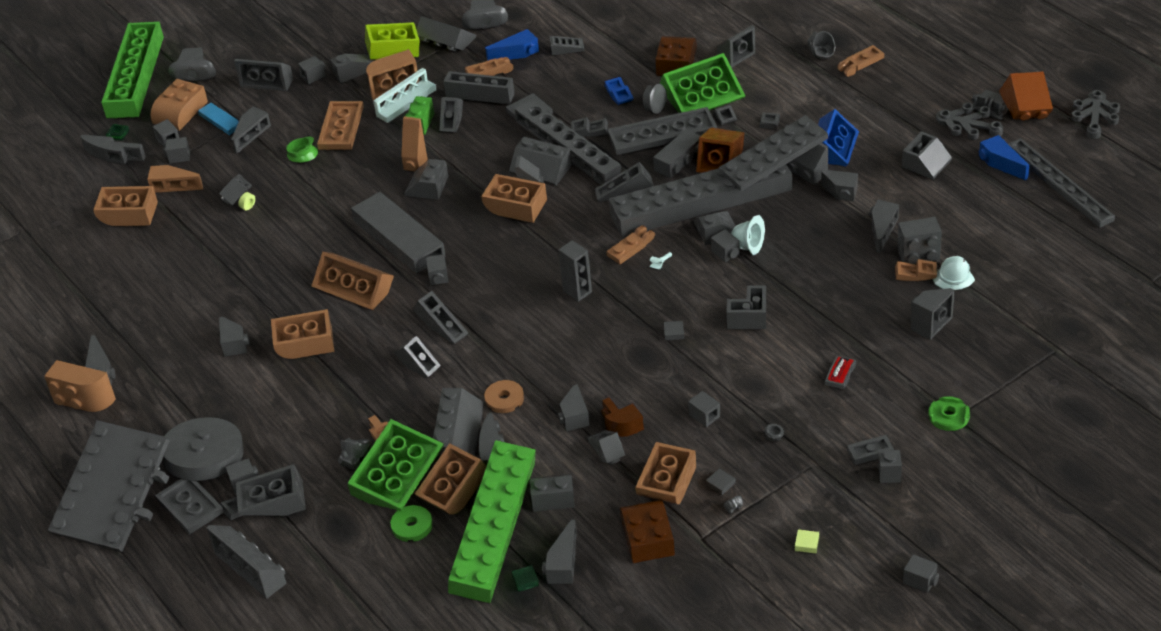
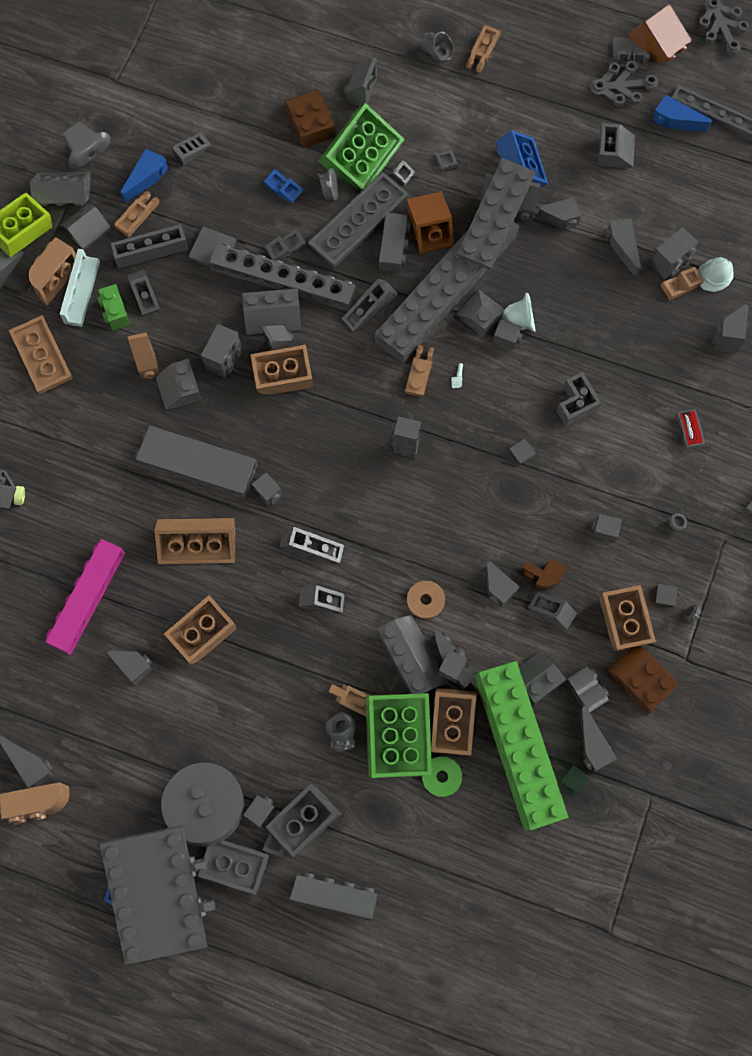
camera: 35 degrees left, 30 degrees up
(237, 281) = (85, 596): none -> dark pink brick
(301, 150) = (25, 404): bright green piece -> none
(443, 61) = (86, 226): none -> dark grey slope
(476, 166) = (221, 351): none -> dark grey brick
(481, 435) = (453, 665): none -> dark grey brick
(590, 515) = (587, 690): none -> dark grey brick

